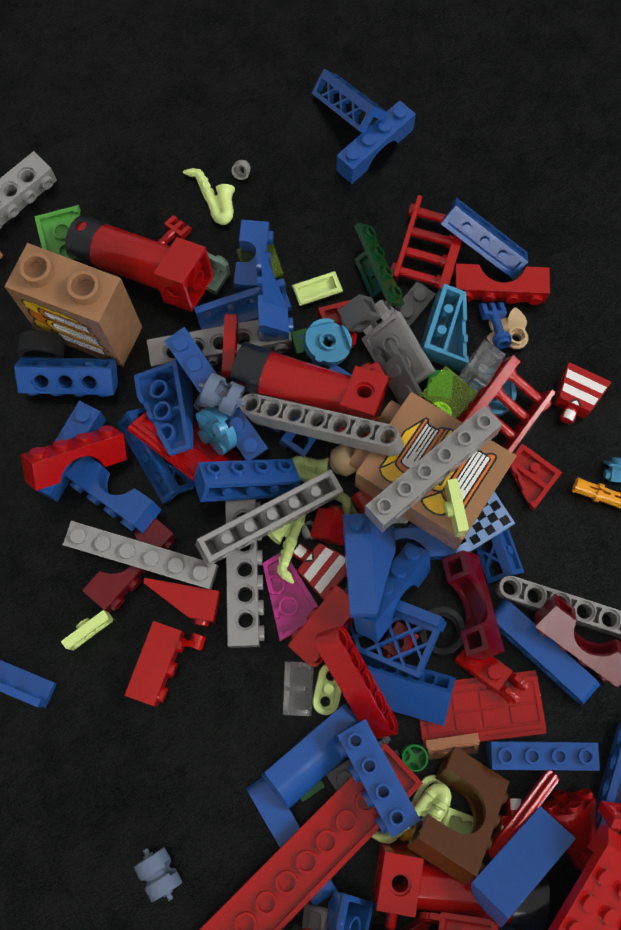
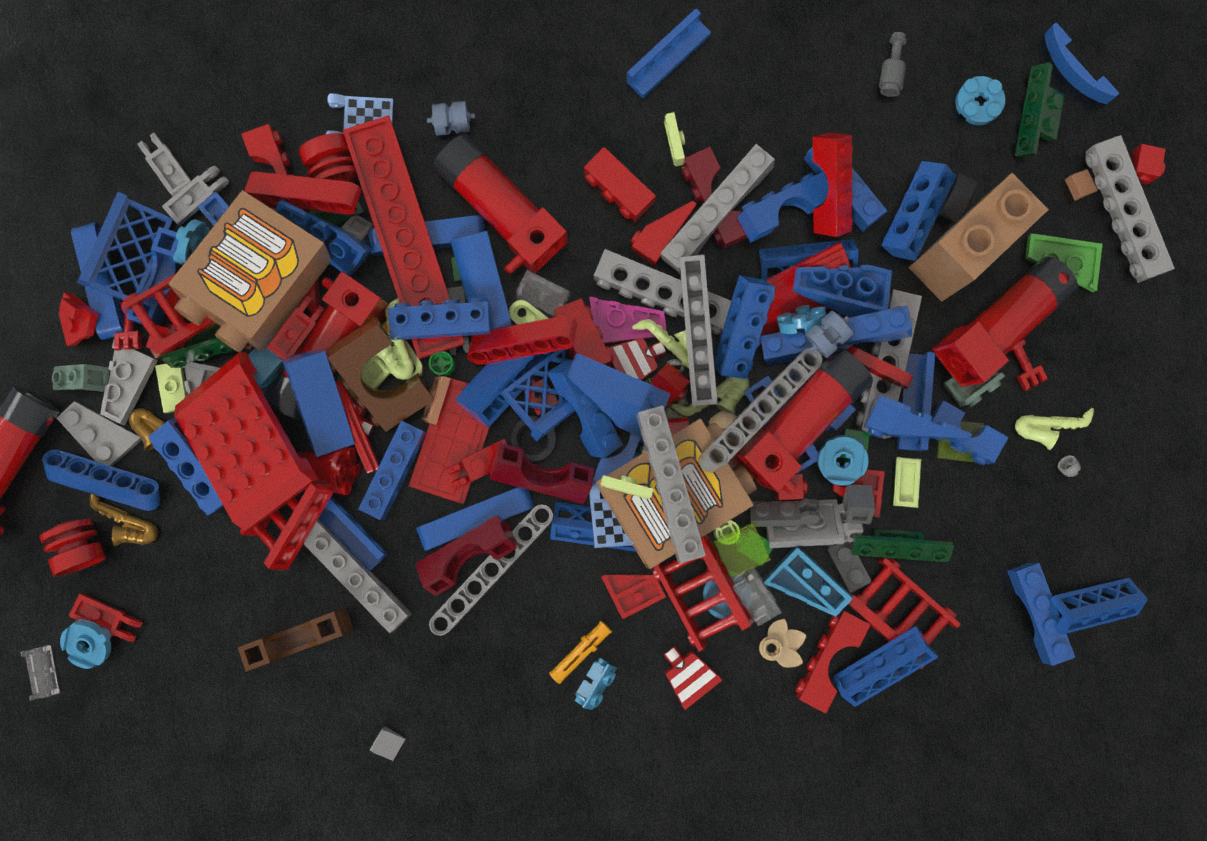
camera: 115 degrees right, 10 degrees up
(196, 641) = (622, 226): red hand -> none
(225, 779) = (501, 204): none -> red piece
(500, 339) = (774, 630): blue hinge -> none

